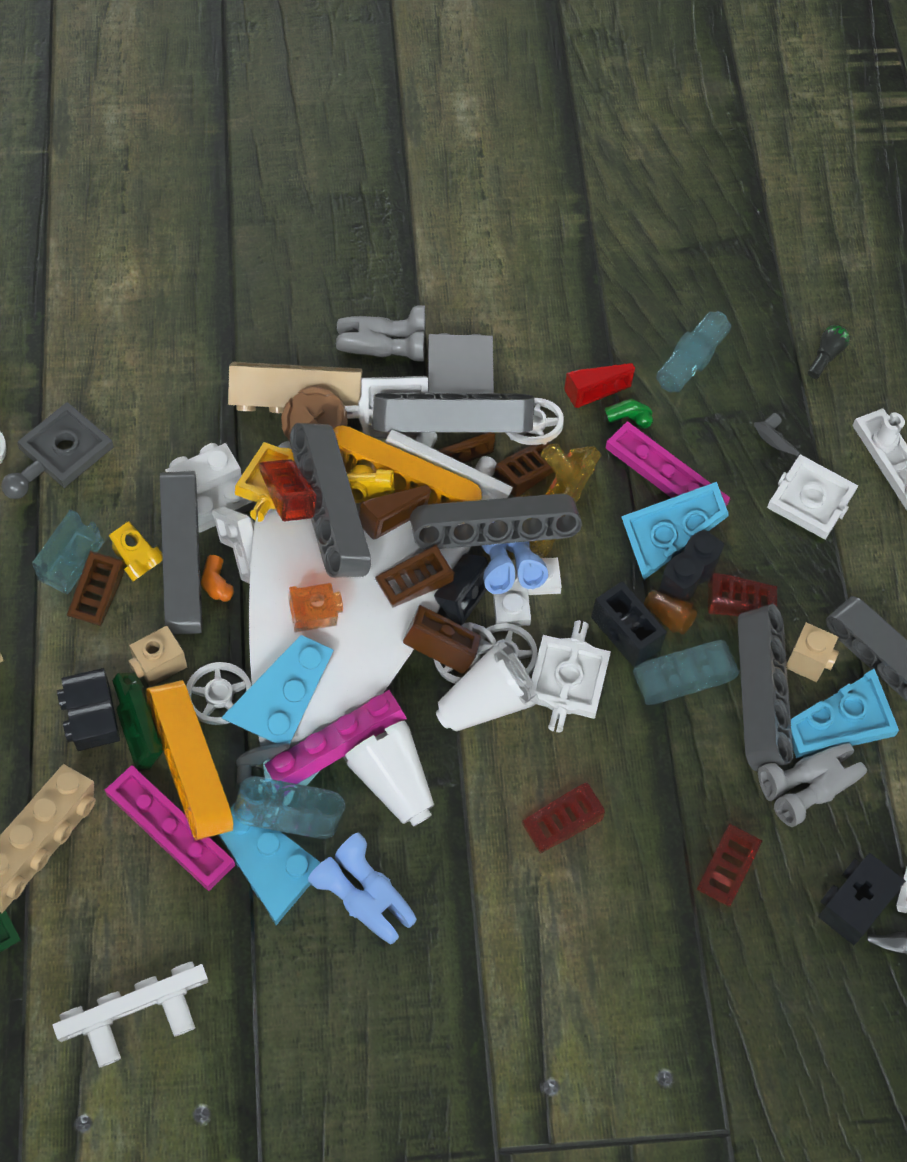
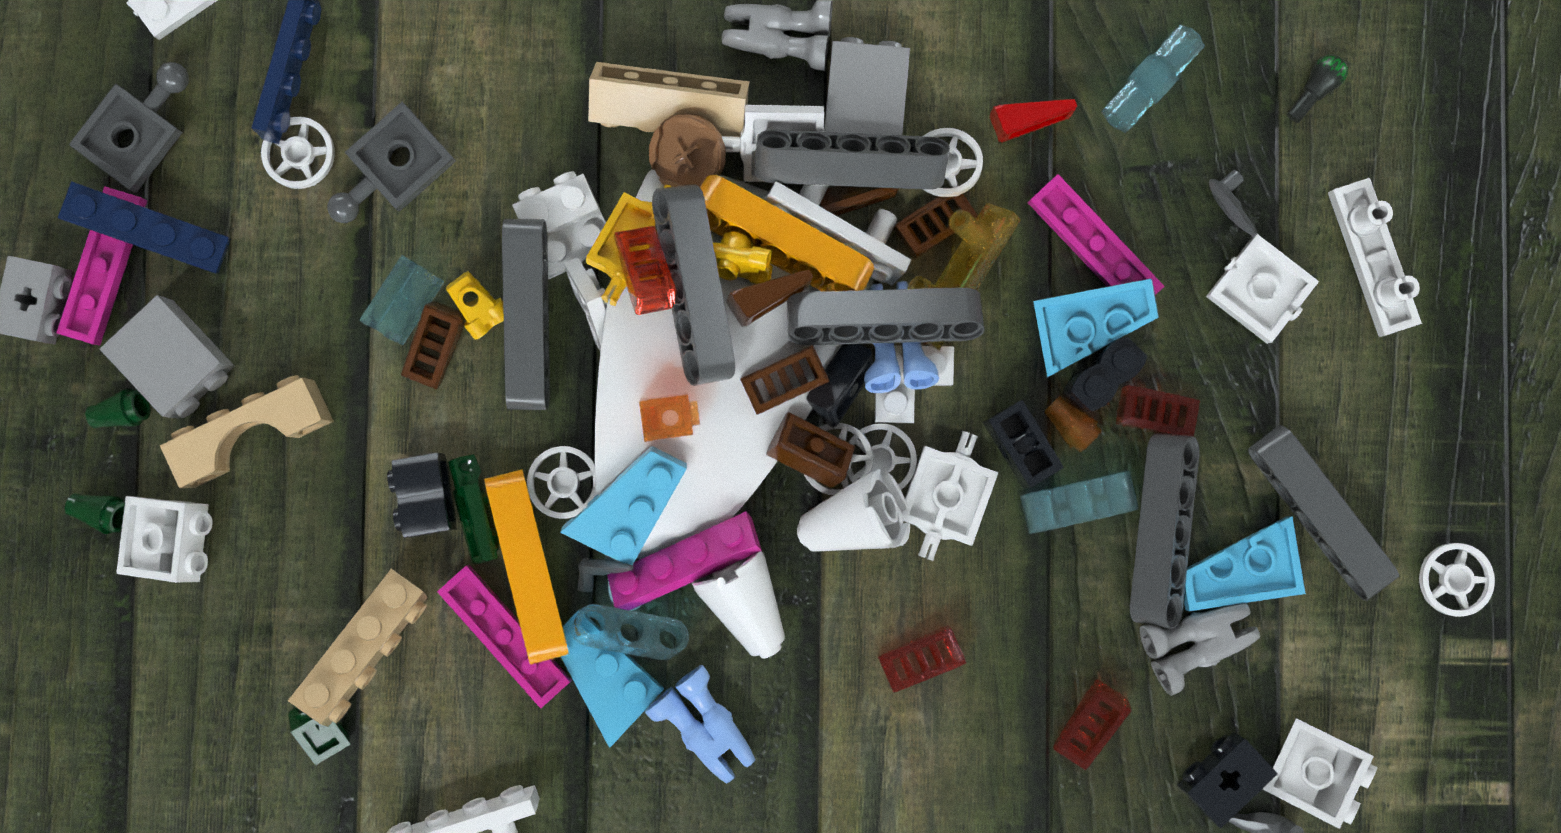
camera: 15 degrees right, 25 degrees up
(157, 656) = (496, 438): tan brick -> none
(212, 581) = (562, 347): orange arm -> none
(632, 409) = (1065, 154): green arm -> none
(813, 652) = (1226, 492): tan brick -> none

